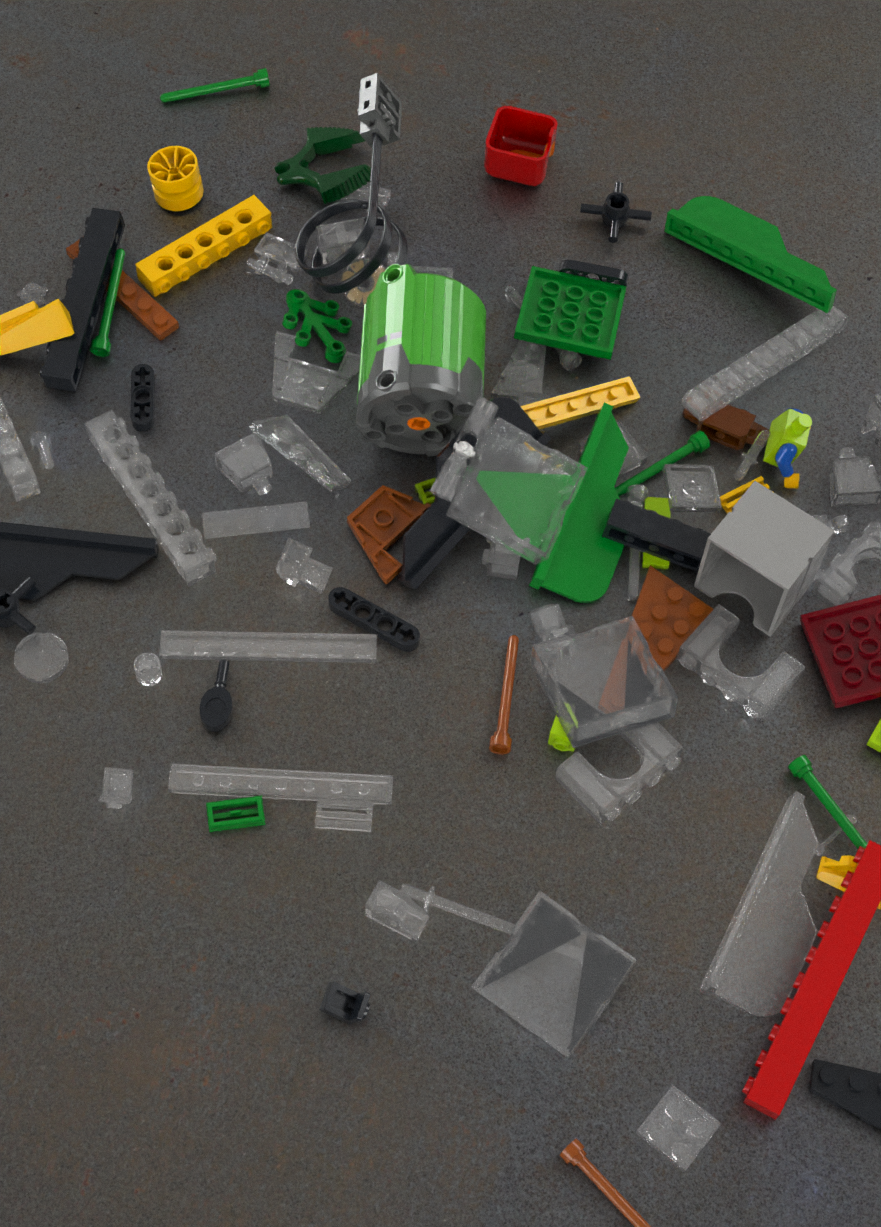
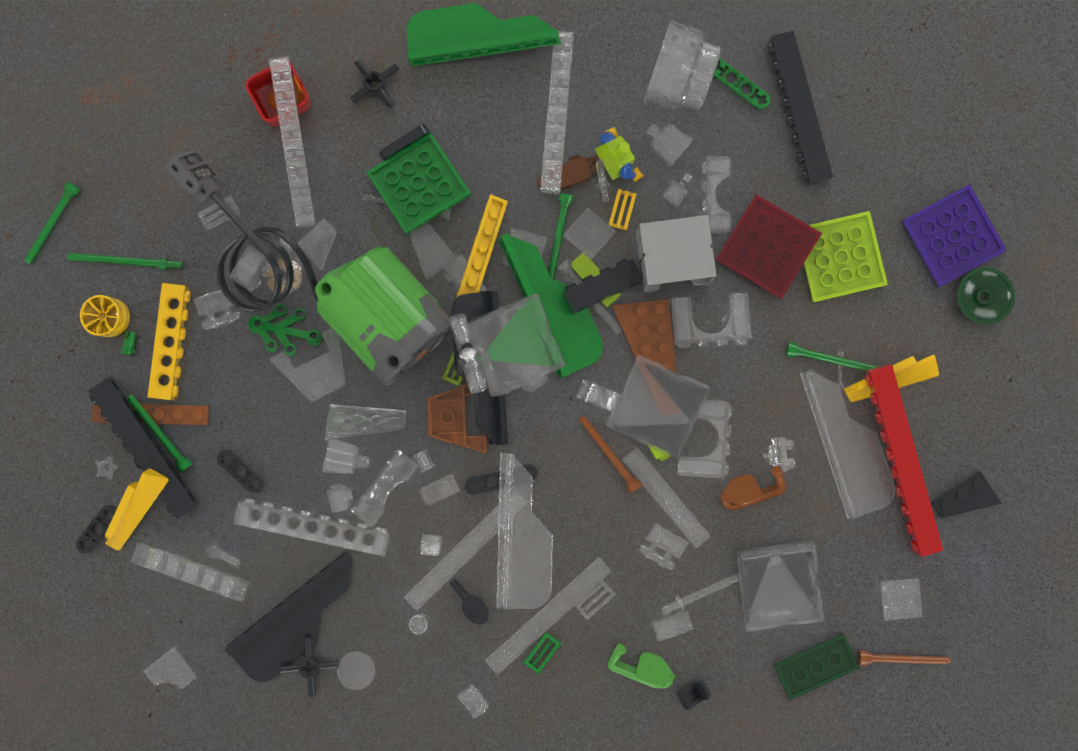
camera: 45 degrees left, 25 degrees up
(169, 220) = (128, 343): none -> green pin
(203, 494) = (340, 498): none -> clear brick
(239, 614) = (430, 545): none -> clear slope
(270, 188) = (162, 263): none -> green bar
(319, 534) = (424, 460): none -> clear bush
(319, 929) = (651, 669): none -> bright green piece
(331, 185) = (198, 229): dark green piece -> none
(331, 691) = (523, 542): none -> clear piece
(478, 826) = (668, 542): none -> clear plate
(491, 179) = (292, 141): none -> clear beam
(509, 1111) = (816, 666): none -> dark green tile
(521, 786) = (666, 498): none -> clear plate
(622, 852) = (745, 491): none -> dark orange piece
(695, 844) = (778, 453): none -> clear hips

